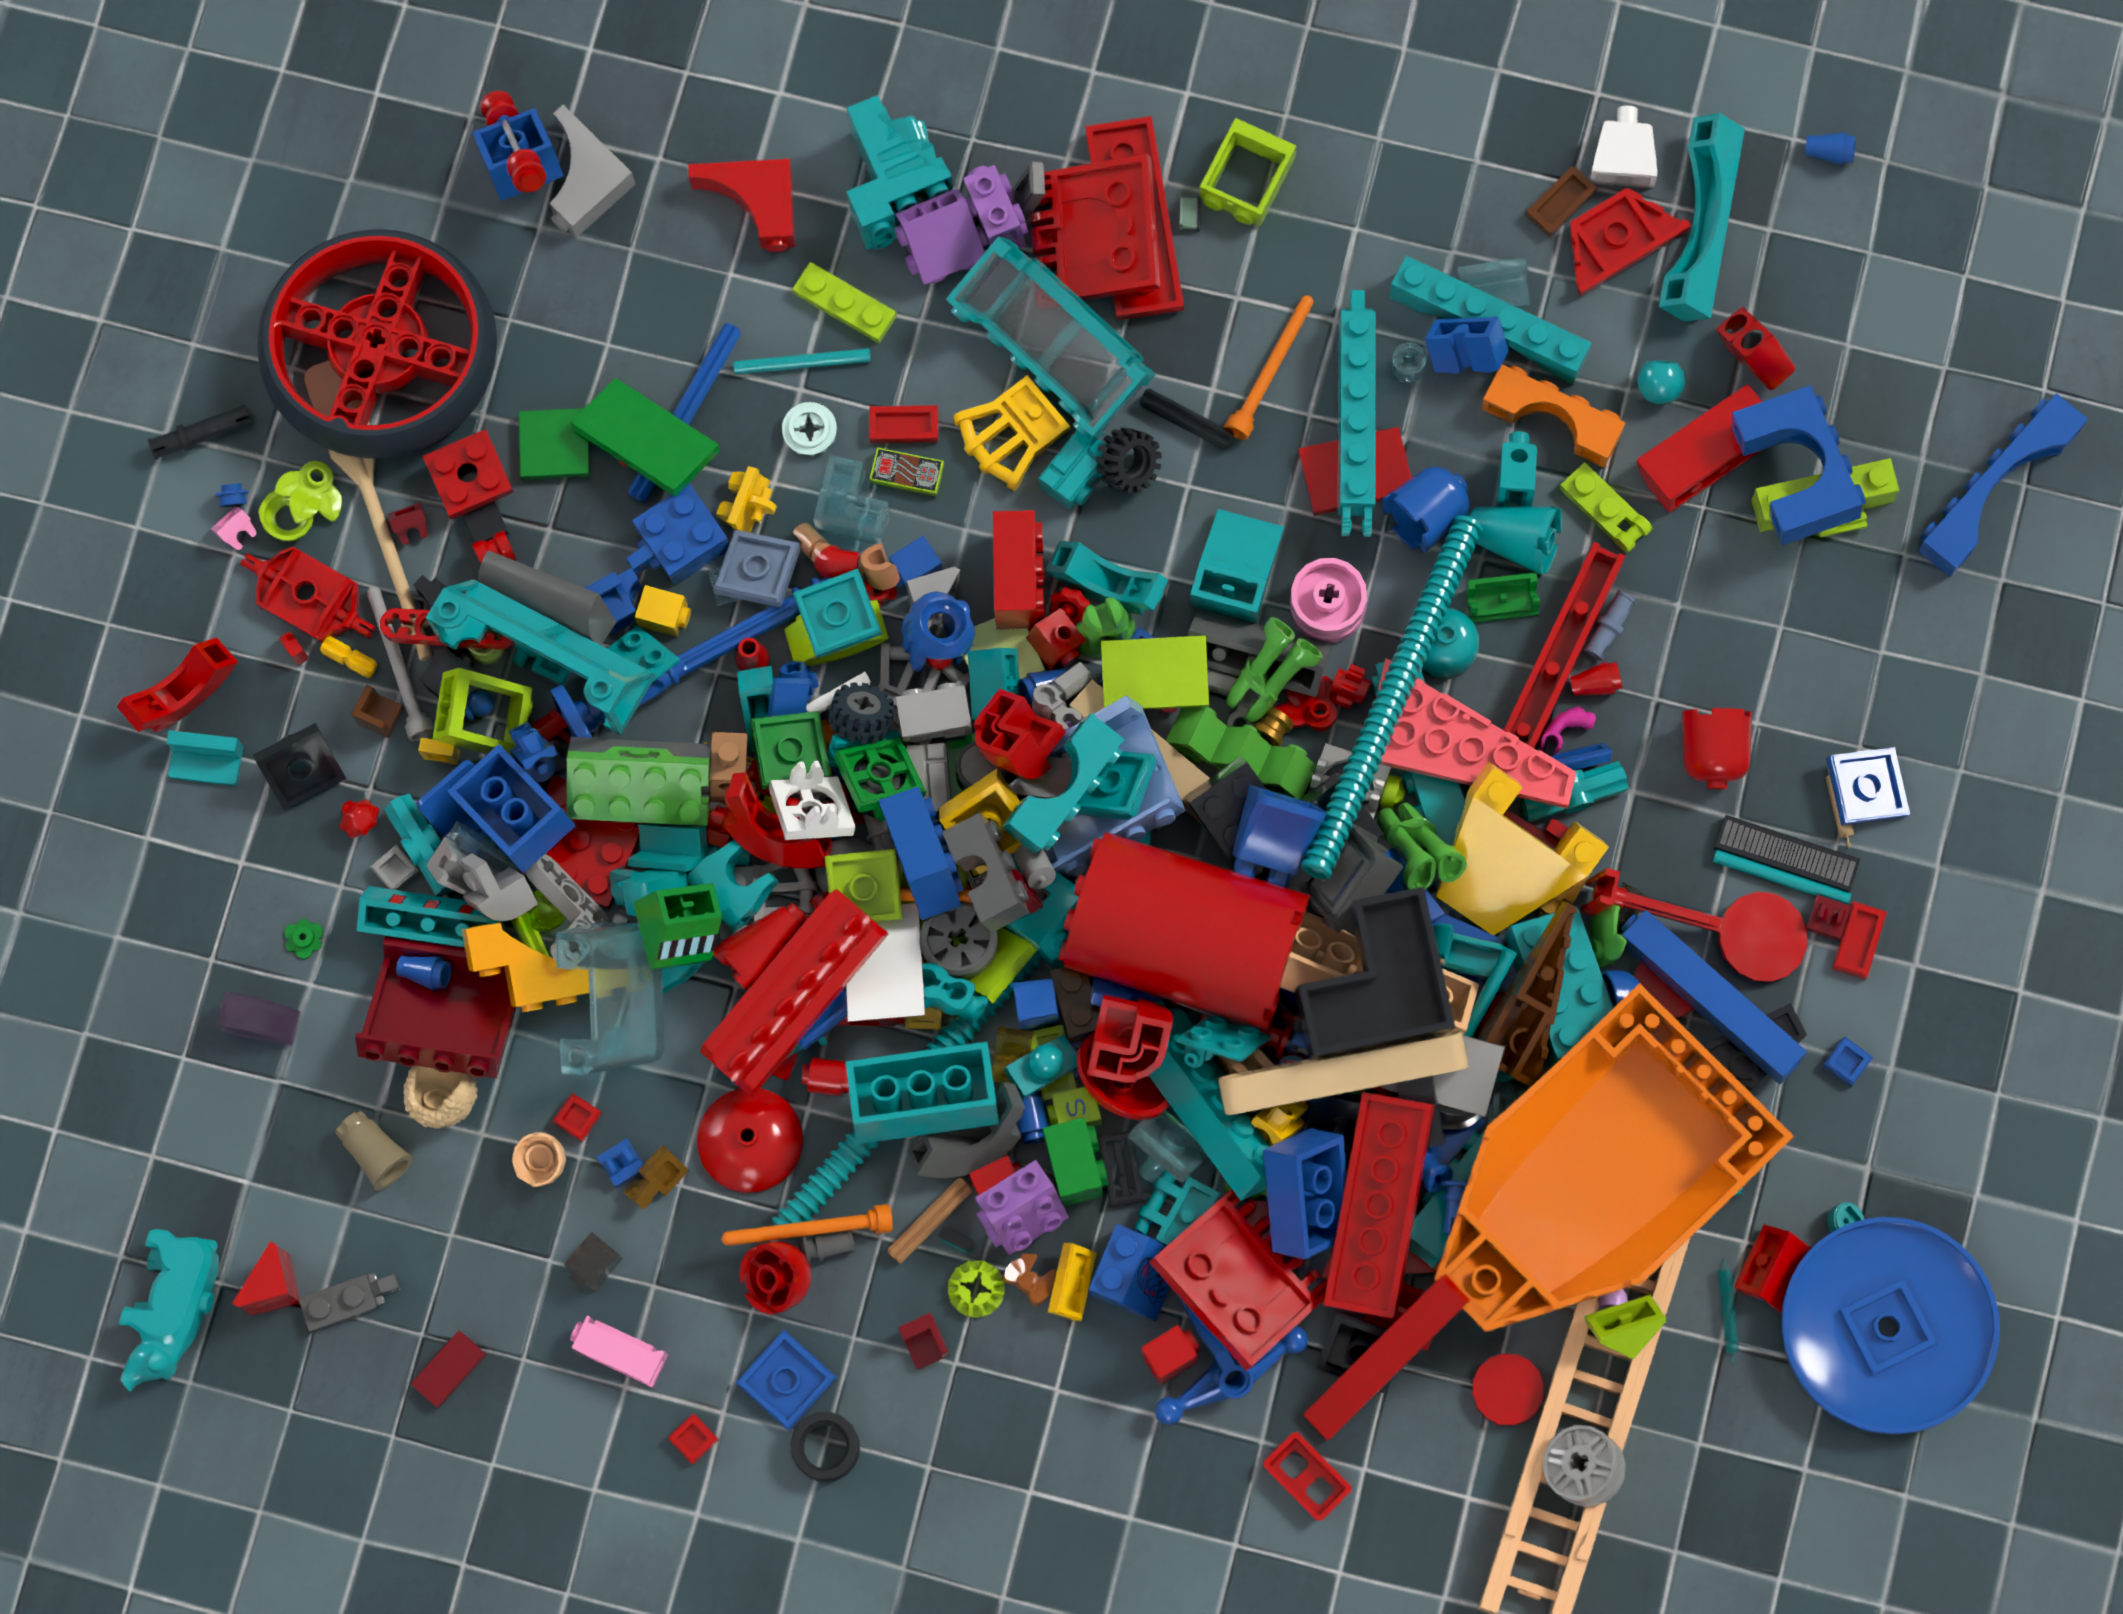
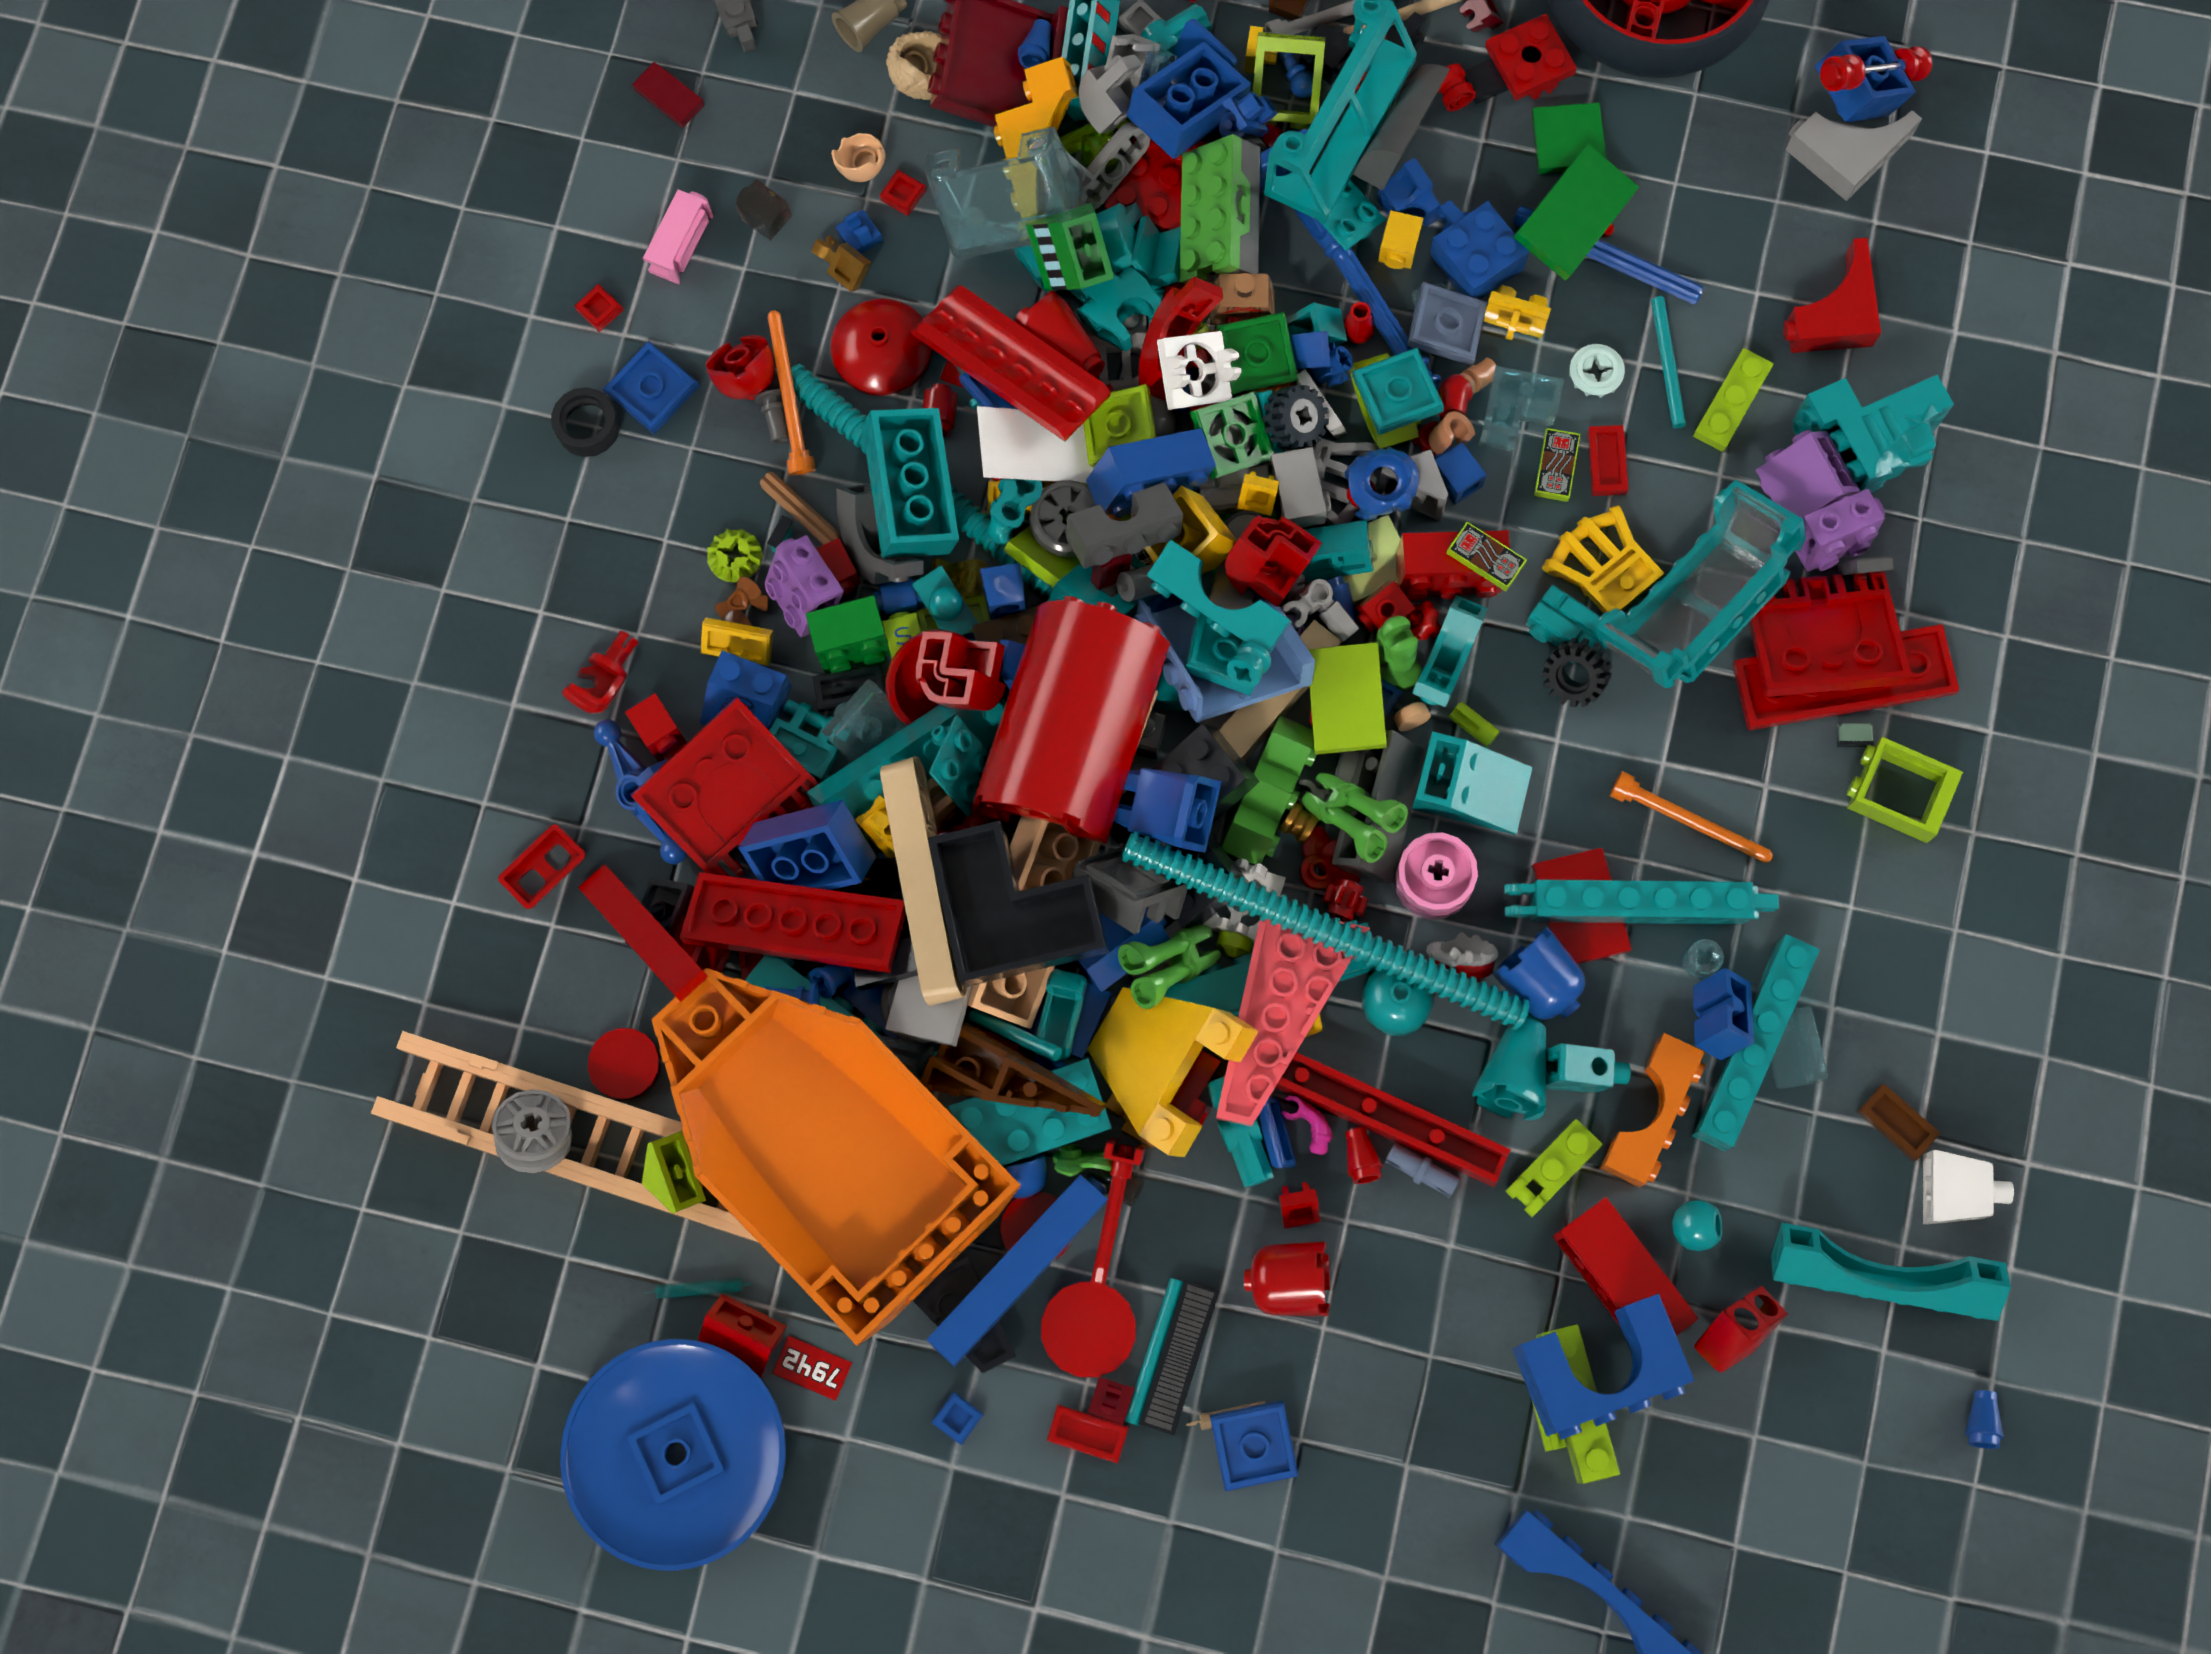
camera: 90 degrees right, 0 degrees up
(923, 1341) = (684, 509): dark red panel -> none
(941, 751) = (1258, 493): none -> yellow tile
(1022, 531) = (1486, 556): none -> tile
(1109, 1416) = (605, 674): none -> red piece
(1133, 755) = (1249, 665): none -> teal wheel
(1165, 619) = (1412, 716): none -> light nougat tile
(1175, 558) = (1474, 724): none -> lime piece
(1186, 419) = (1628, 735): black axle -> none
(1407, 577) = (1465, 955): none -> light grey hair
(1502, 597) = (1447, 1057): green hinge -> none
(1619, 236) = (1862, 1183): red wing -> none
(1647, 738) = (1299, 1207): none -> red tile
(1802, 1201) = (812, 1368): none -> red sticker
(1843, 1215) = (792, 1410): teal tile -> none

